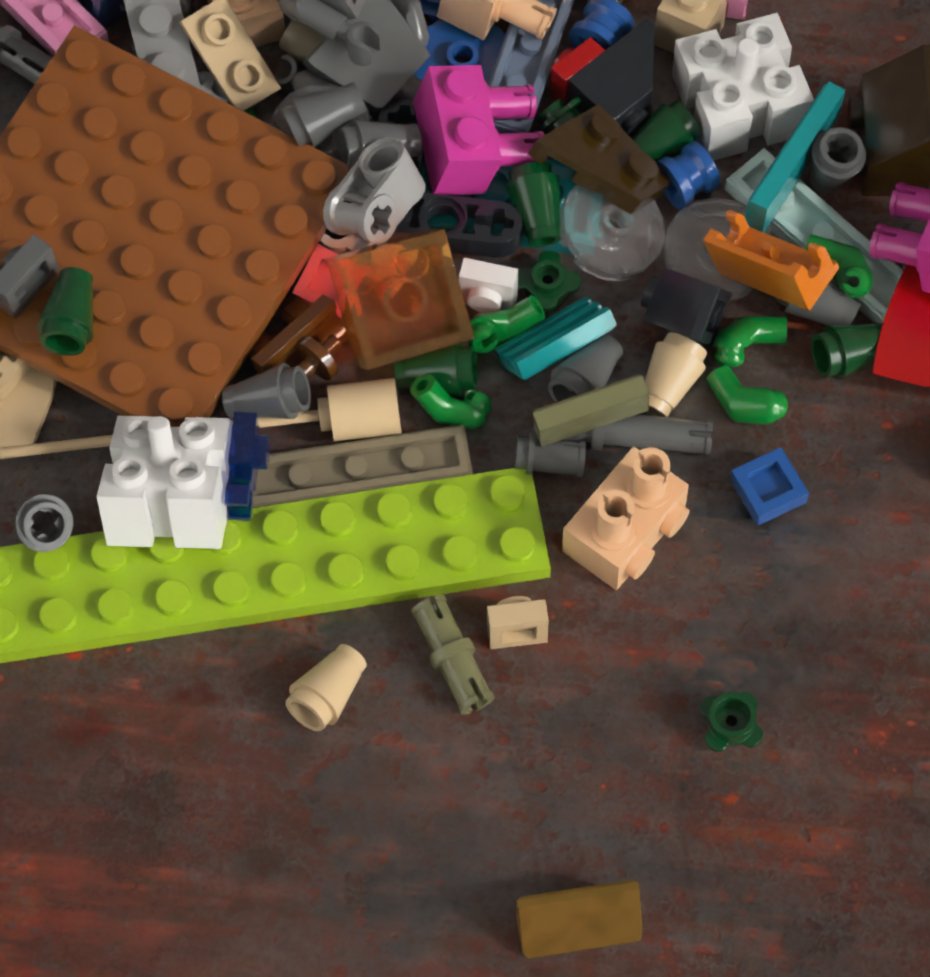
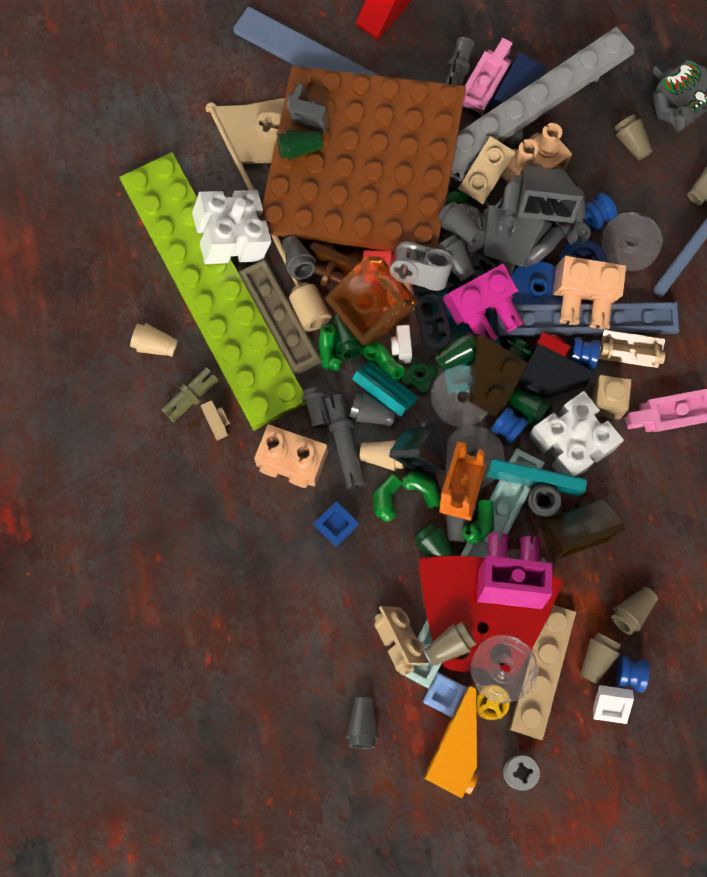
camera: 70 degrees right, 10 degrees up
(53, 529) = (192, 177): dark grey cone -> none
(246, 455) = (256, 258): clear blue plate -> none
(579, 919) = (67, 500): pearl gold slope -> none
(591, 410) = (336, 415): olive tile -> none
(739, 706) = (188, 542): dark green plate -> none

